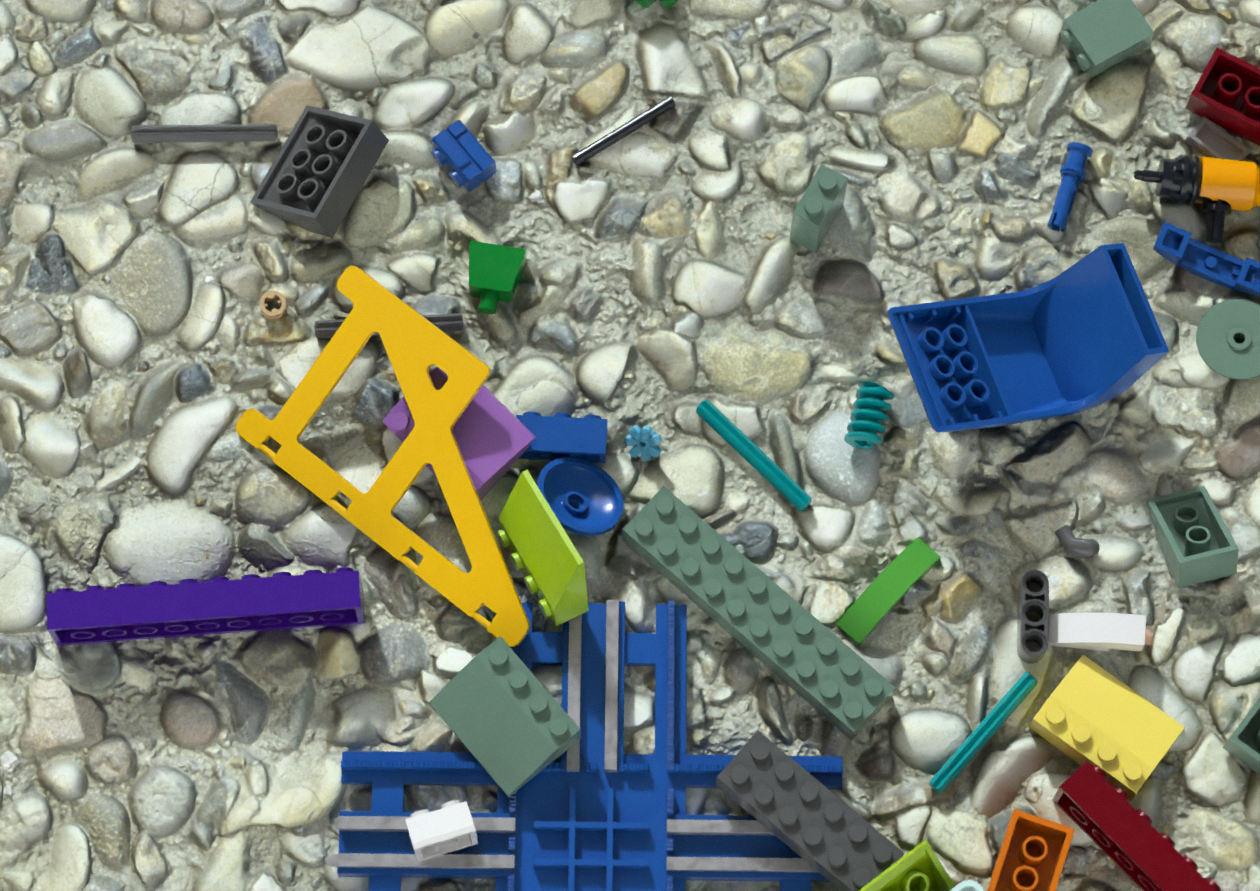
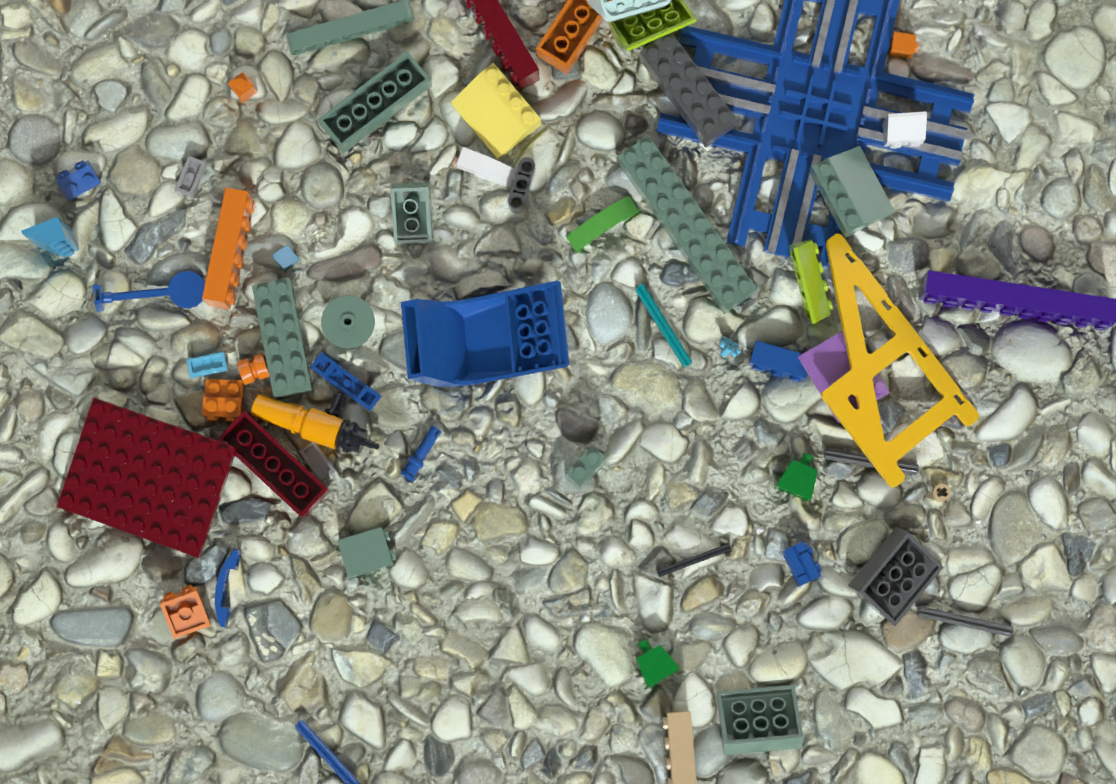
camera: 165 degrees left, 10 degrees up
(581, 495) = (767, 322): blue dish -> none
(867, 415) = (586, 330): teal piece -> none
(983, 733) = (569, 126): teal axle -> none
(1077, 546) = (478, 220): dark grey arm -> none

